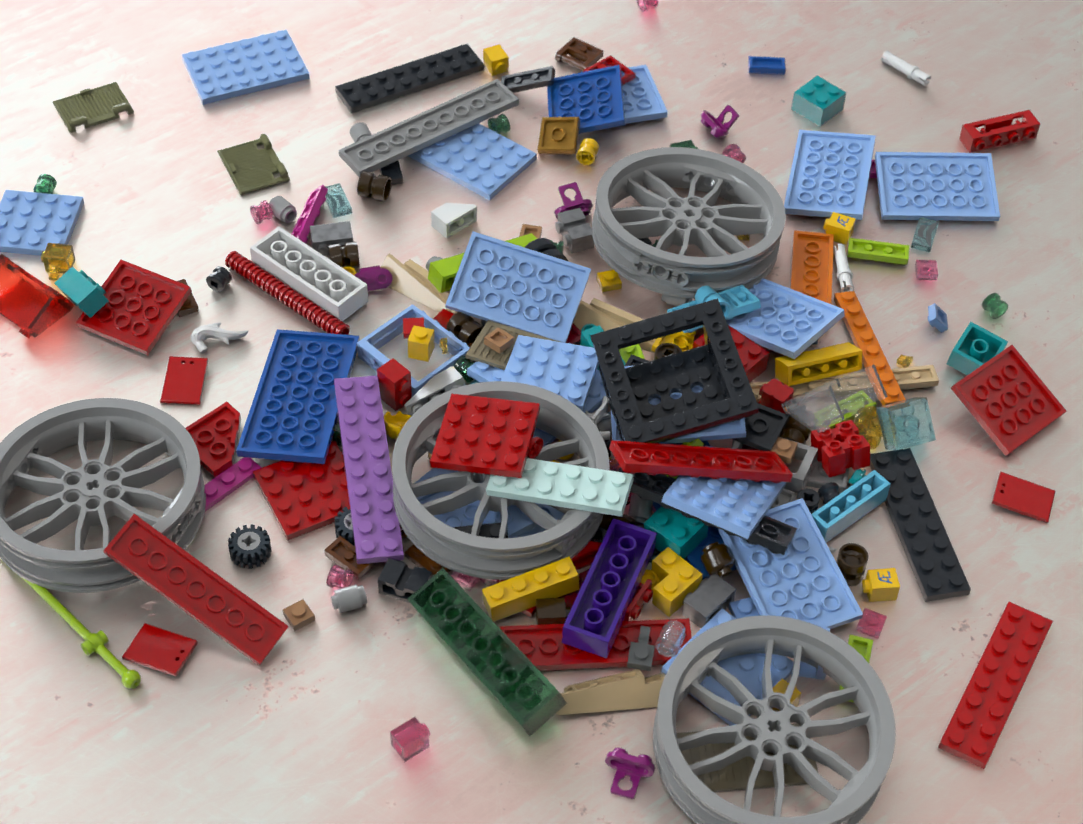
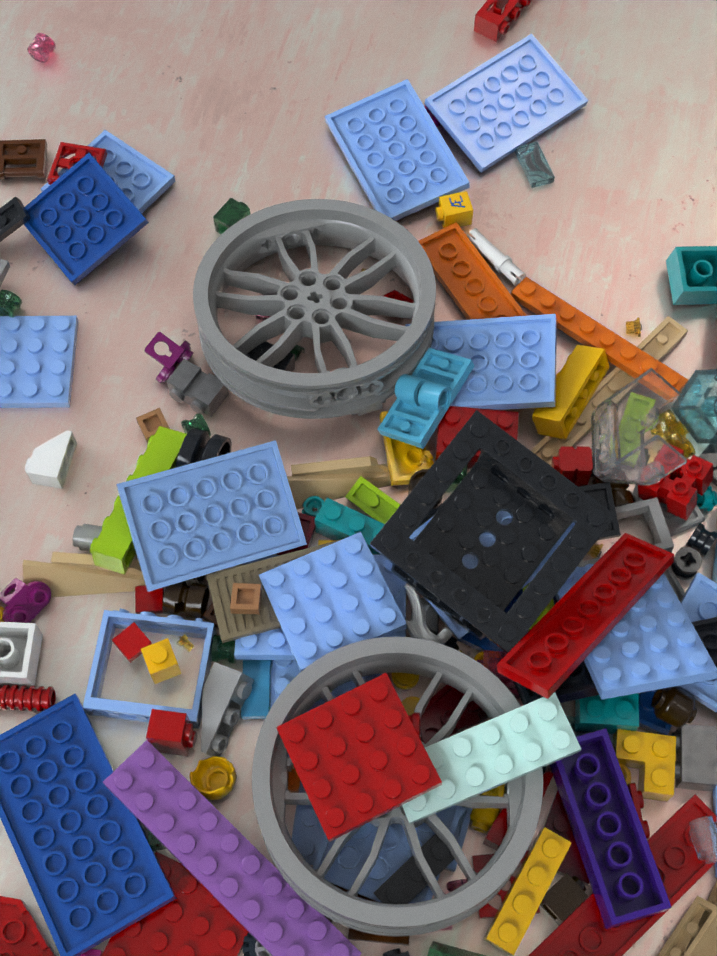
camera: 35 degrees left, 15 degrees up
(558, 135) = (84, 278): pearl gold tile -> none
(587, 151) = (129, 276): yellow wheel -> none
(608, 280) = (279, 427): yellow plate -> none
(641, 653) = (691, 878): dark grey plate -> none
(717, 126) = (240, 162): magenta bracket -> none
(734, 152) = (283, 188): clear pink wheel -> none
(766, 65) = (224, 54): blue tile -> none
(785, 449) = (630, 522): medium nougat plate -> none
(818, 100) = (313, 68): teal brick -> none
(878, 251) = (510, 213): lime plate -> none
(926, 269) = (571, 206): clear pink plate -> none
(937, 317) = (626, 257): medium blue plate -> none
(994, 305) = (664, 207): clear green wheel -> none

